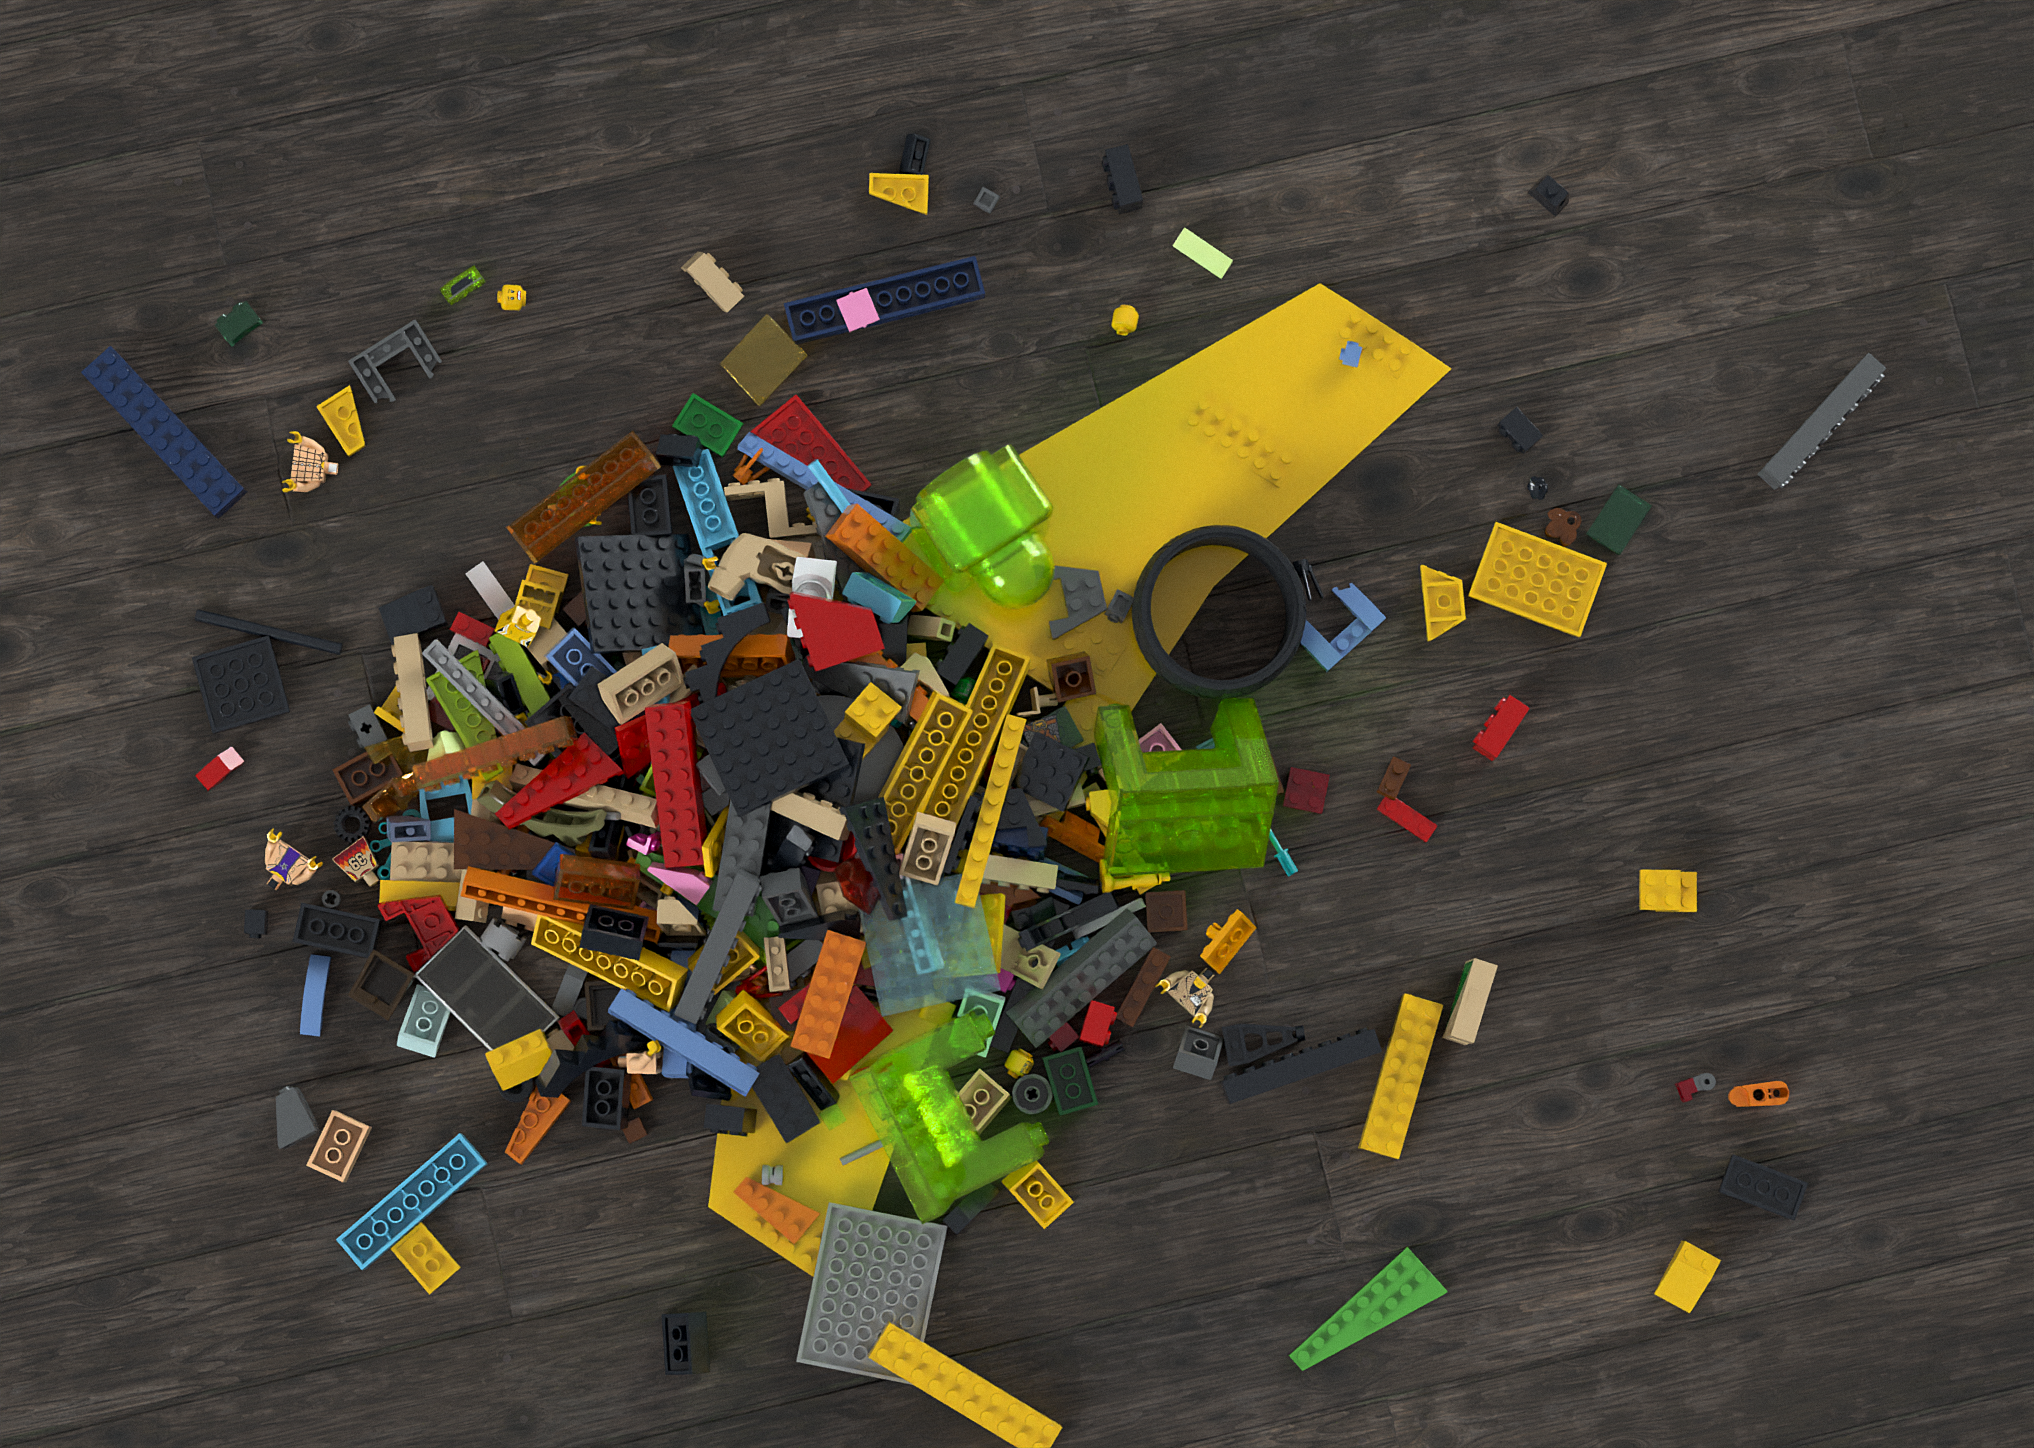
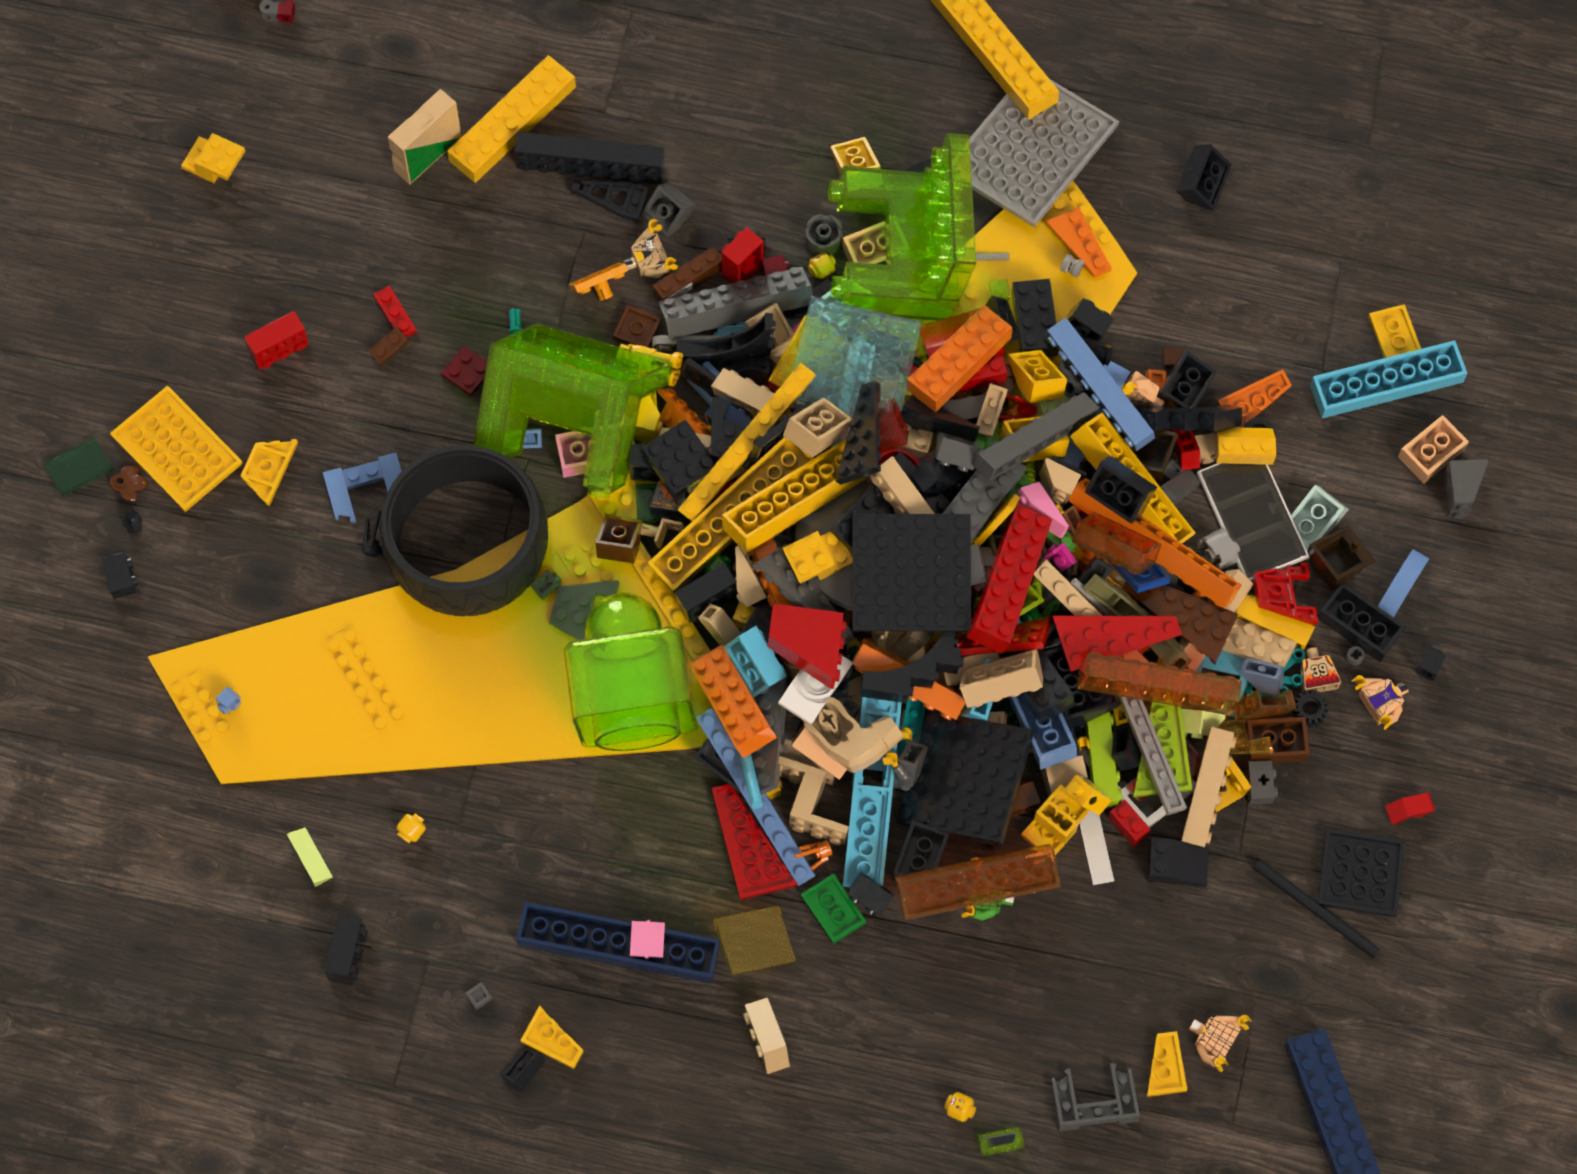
camera: 150 degrees left, 15 degrees down
(1070, 1081) = (786, 230): dark green brick -> none

